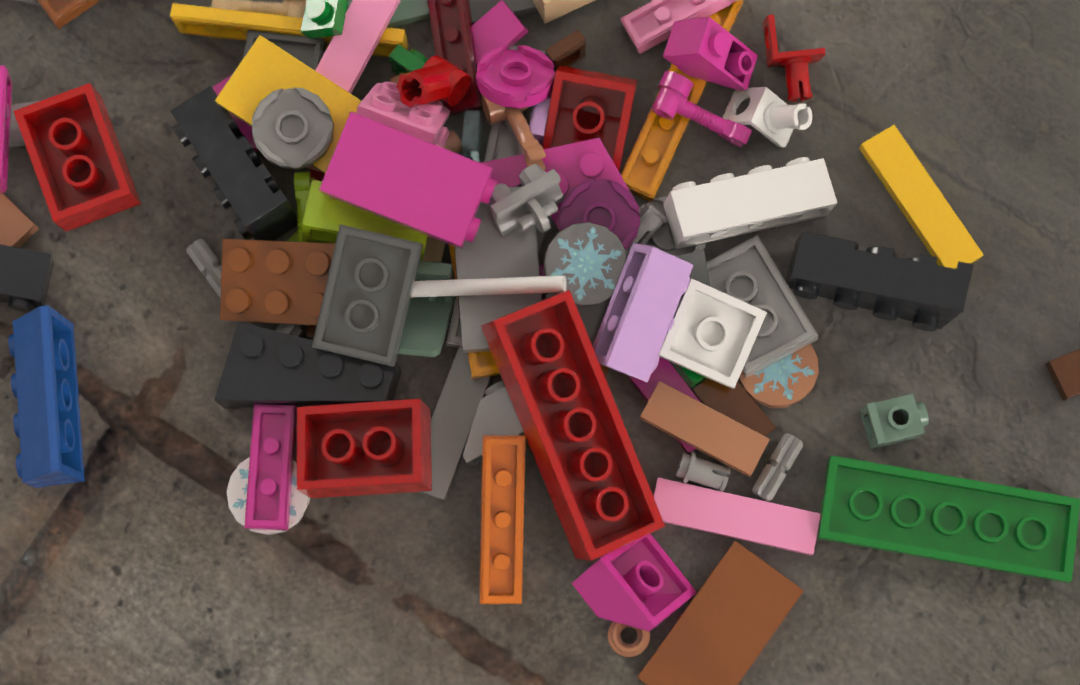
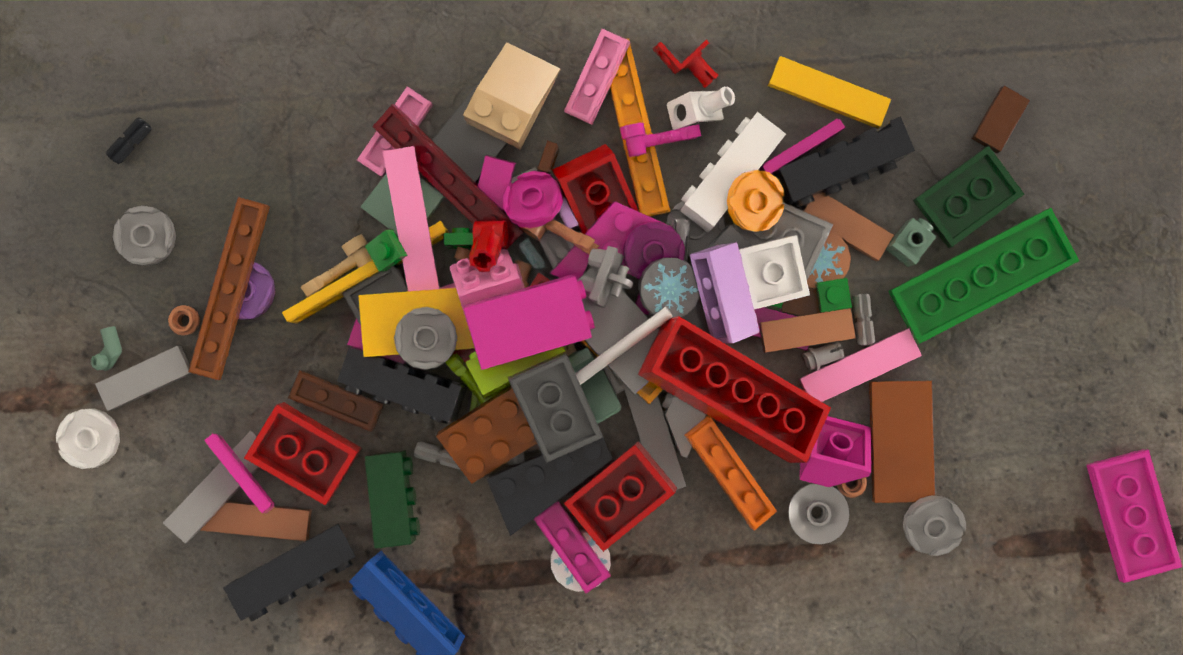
camera: 40 degrees left, 10 degrees up
(126, 274) = (391, 499): none -> dark green brick
(154, 137) = (336, 401): none -> reddish brown tile
(548, 622) = (833, 515): none -> light grey dish
(710, 53) = (639, 95): dark pink slope -> none
(750, 245) = (755, 200): none -> light orange tile
(762, 411) = (833, 295): none -> green plate
(838, 357) = (851, 226): none -> nougat tile
(864, 234) = (803, 147): none -> dark pink tile
(994, 420) = (968, 197): none -> dark green plate

